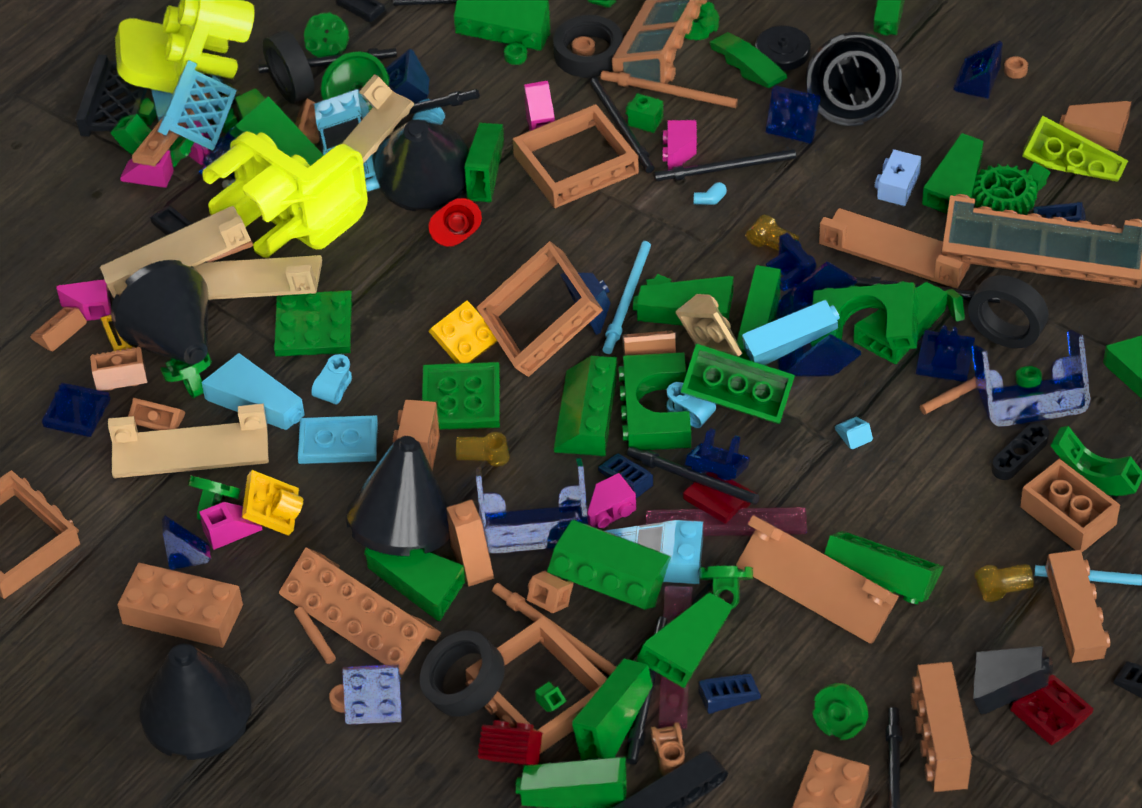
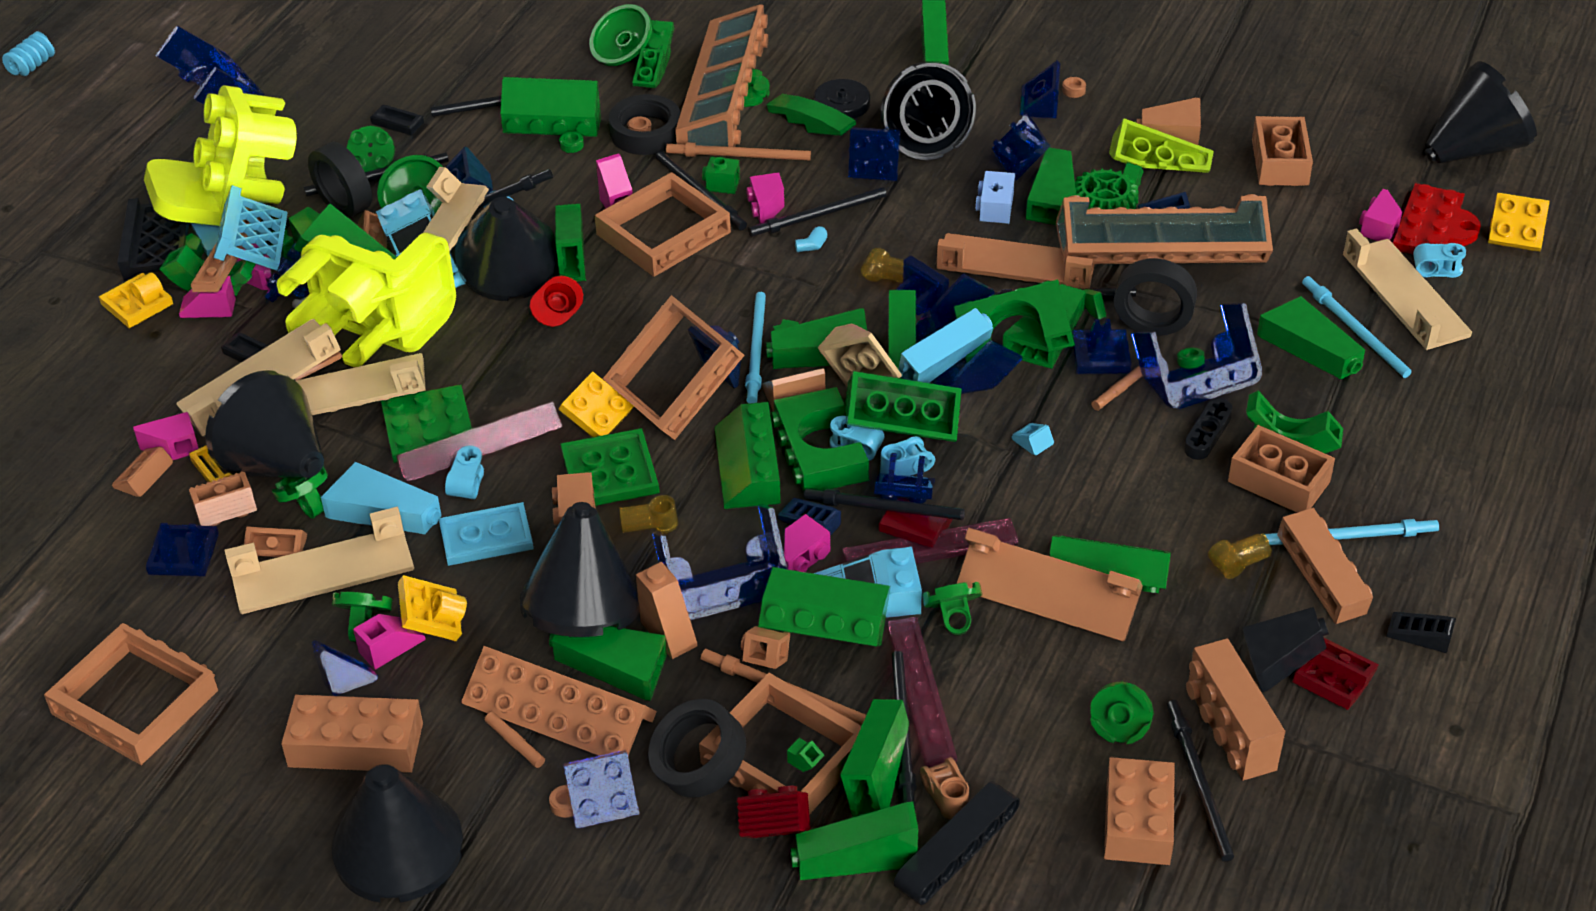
camera: 15 degrees left, 5 degrees down
(86, 157) = (136, 299): none -> yellow plate
(356, 349) = (487, 438): none -> clear pink tile
(685, 640) = (932, 670): green slope -> none
(718, 685) = (986, 728): dark blue slope -> none
(727, 428) = (907, 456): none -> medium azure piece
(937, 128) = (1020, 146): none -> clear blue plate

